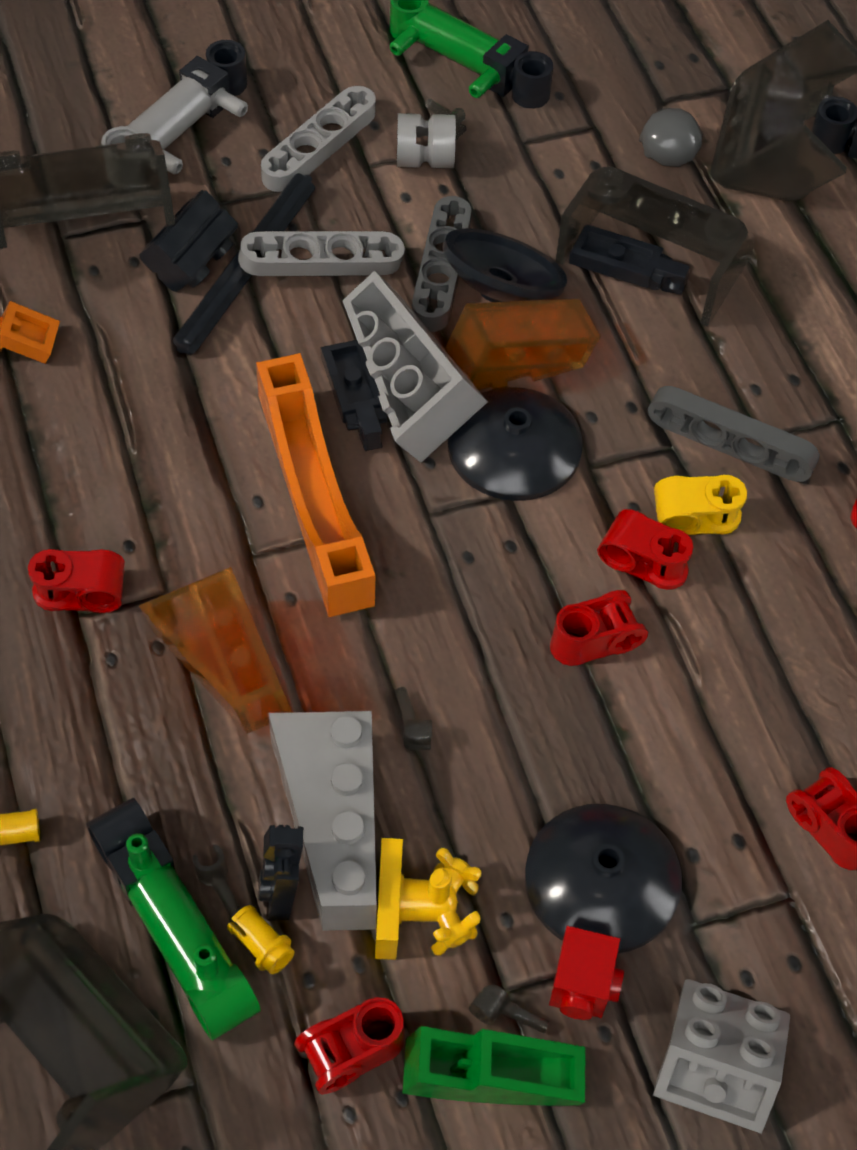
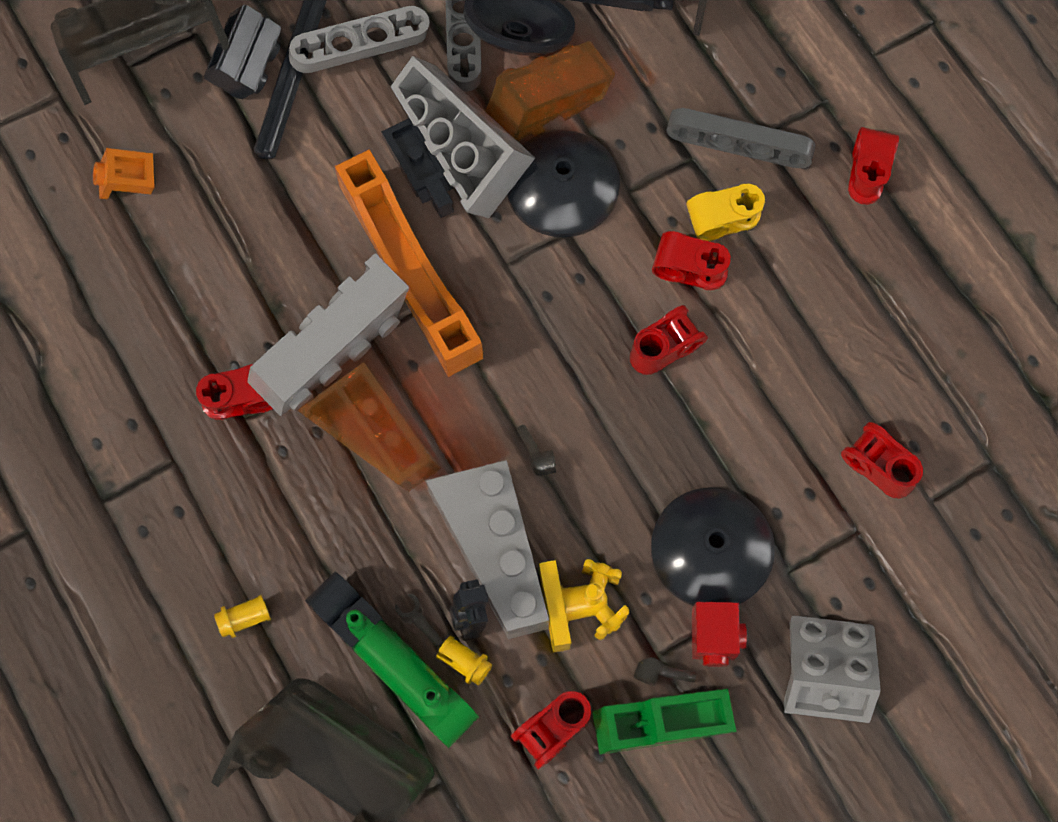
camera: 10 degrees left, 15 degrees up
(200, 535) = (330, 338): none -> light grey wedge

